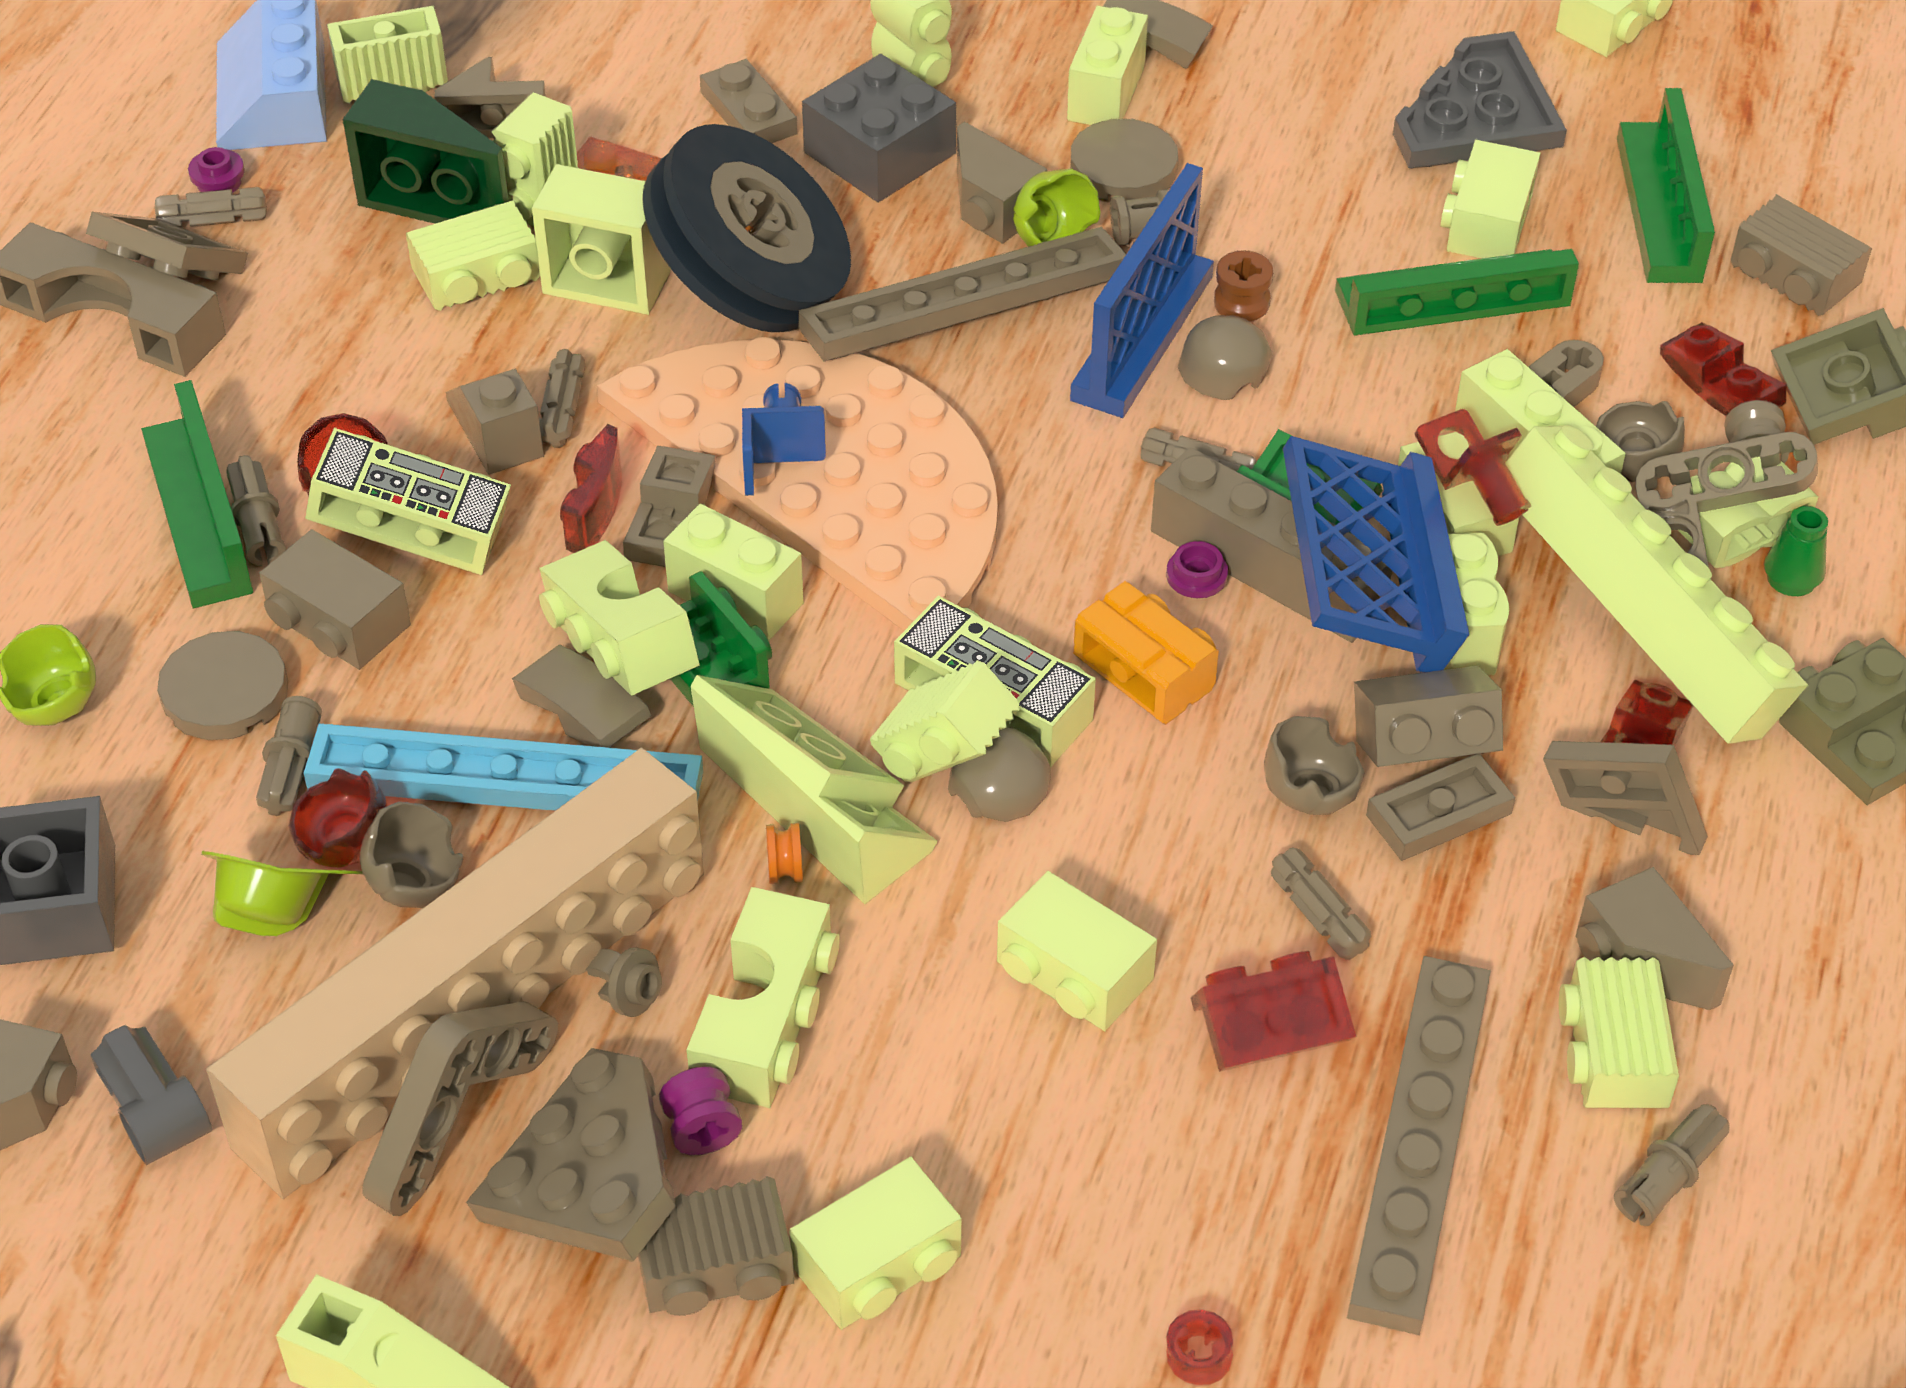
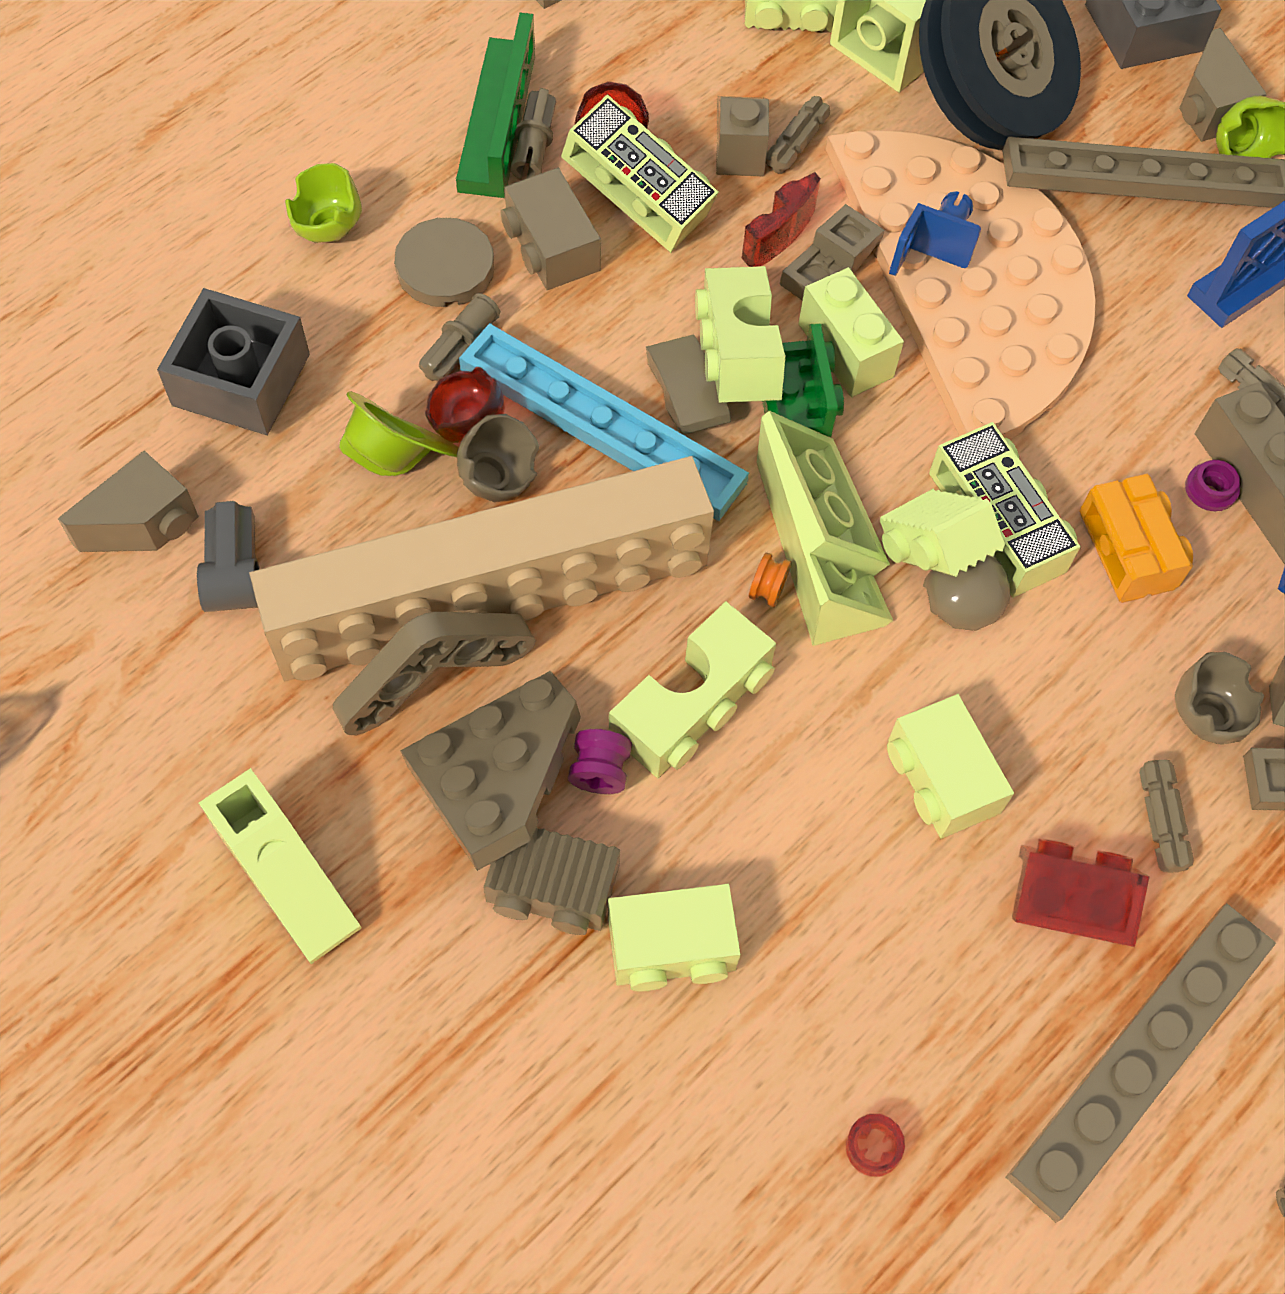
camera: 25 degrees right, 15 degrees up
(630, 977) = (604, 630): dark tan plate -> none

